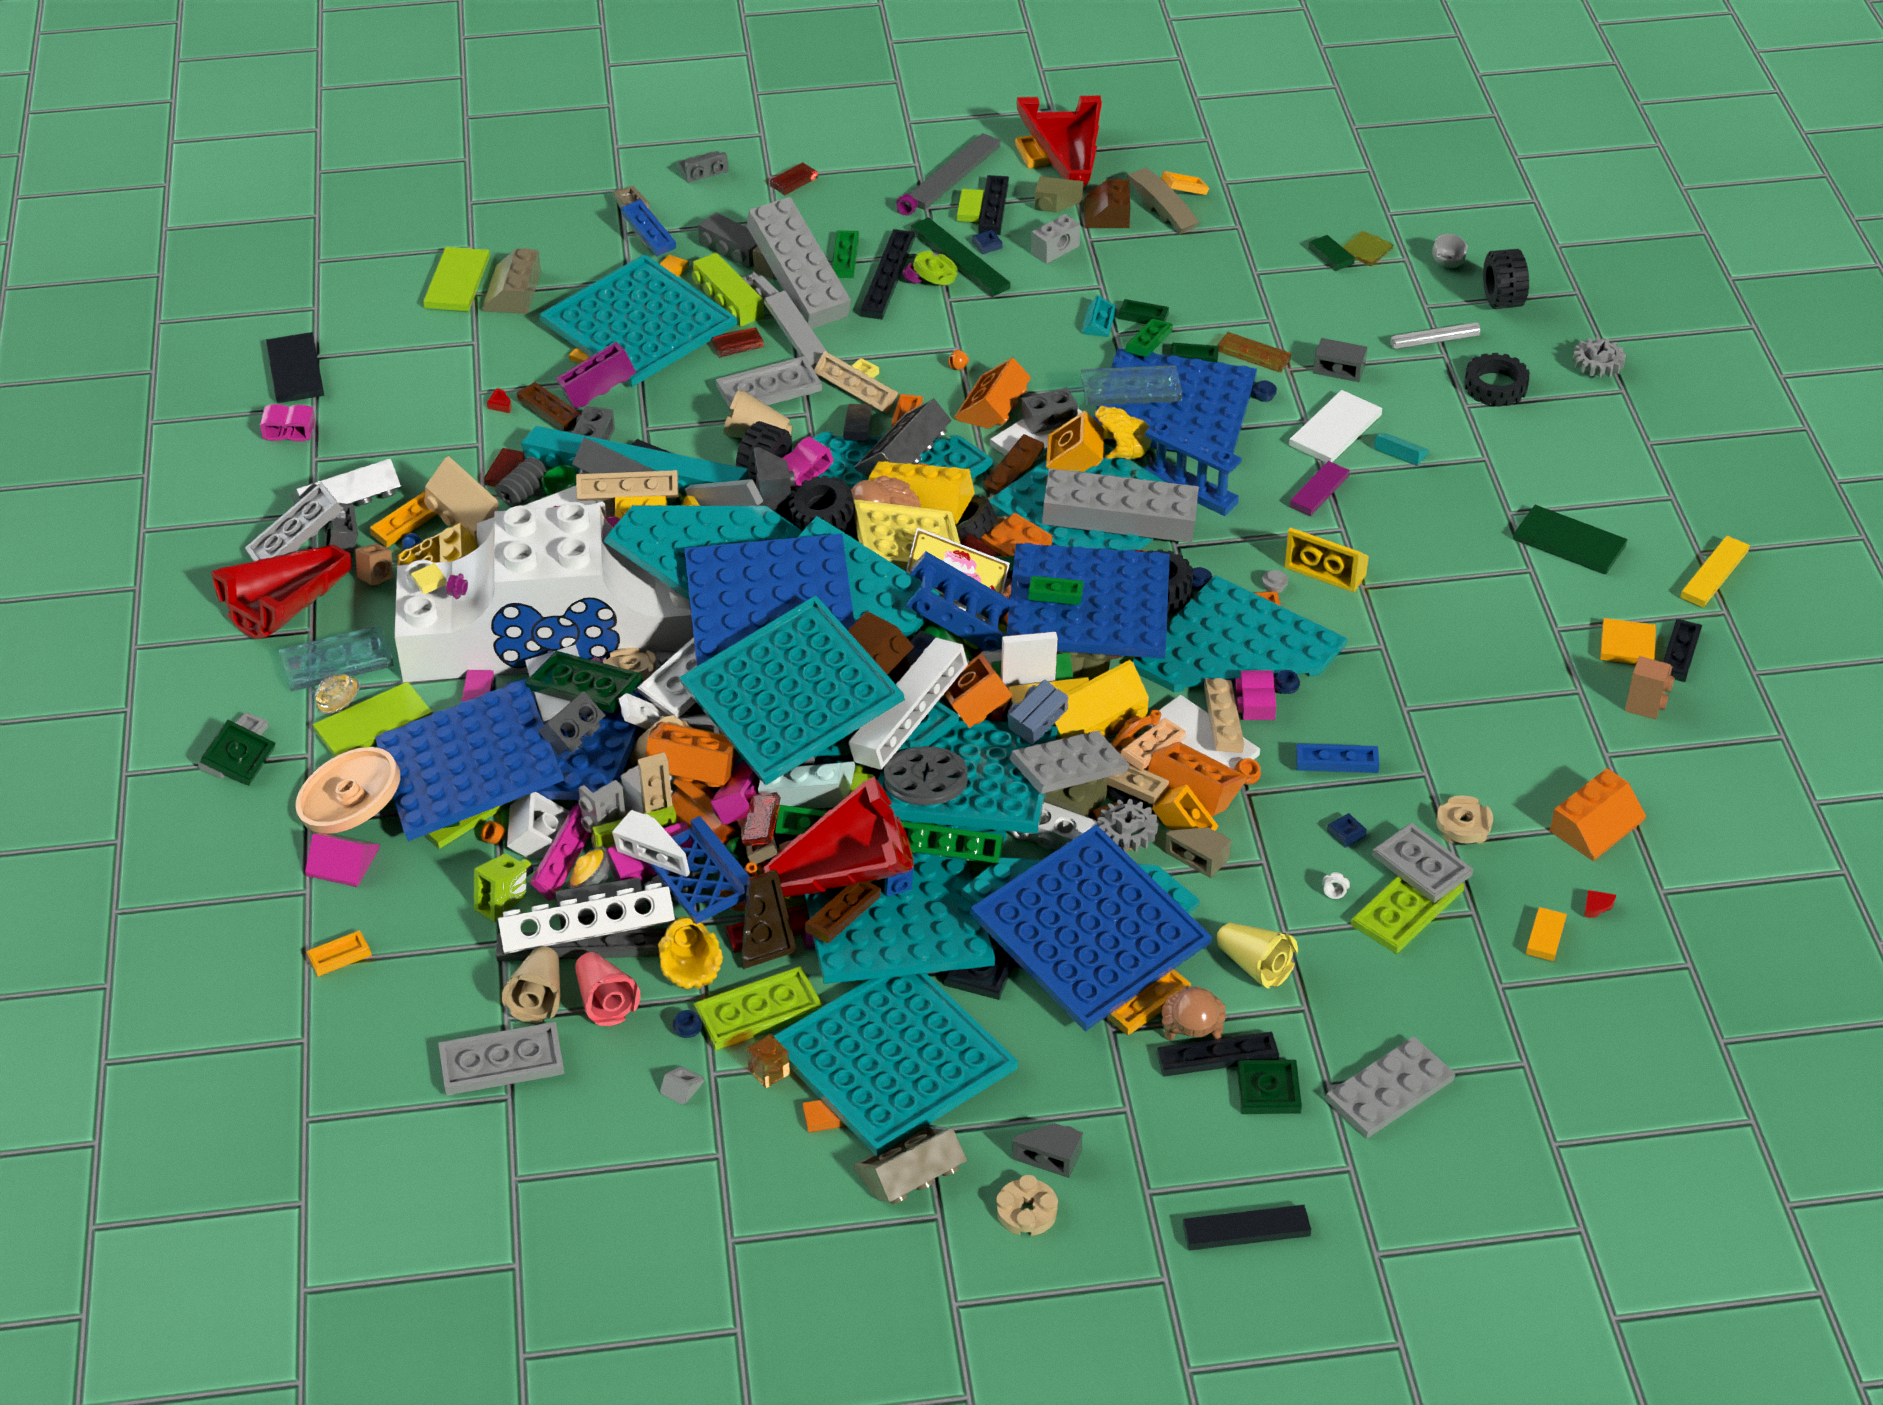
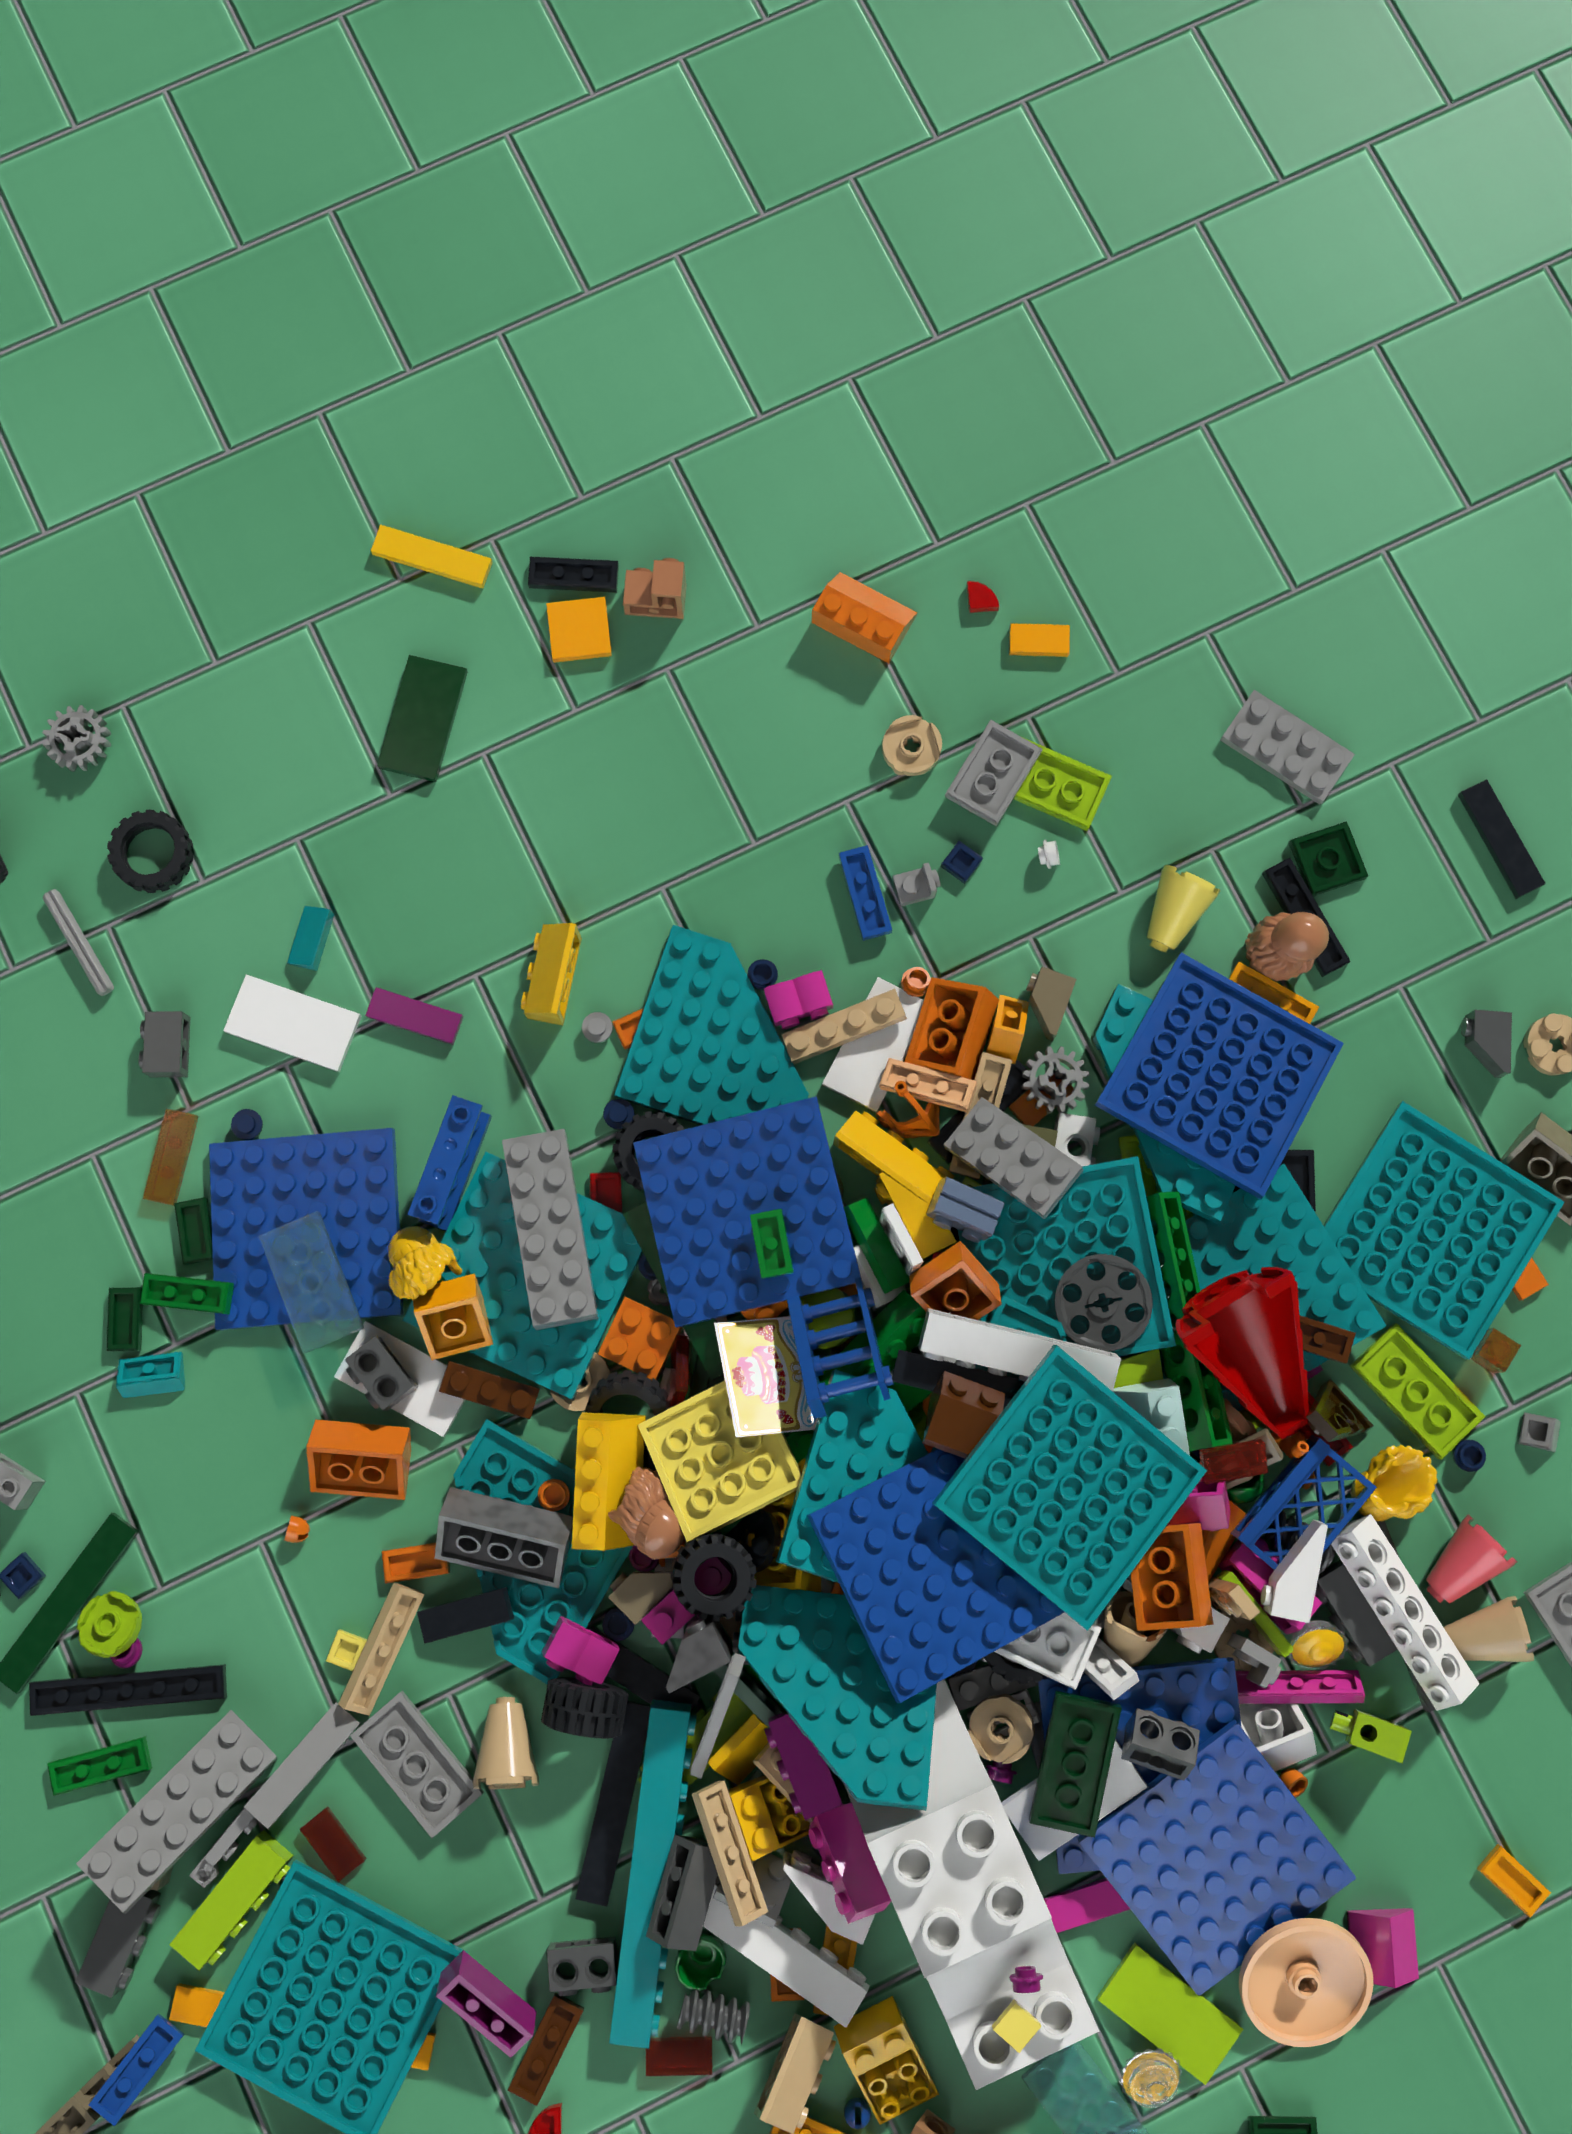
camera: 110 degrees left, 35 degrees up
(1334, 794) = (916, 885): none -> light grey bracket

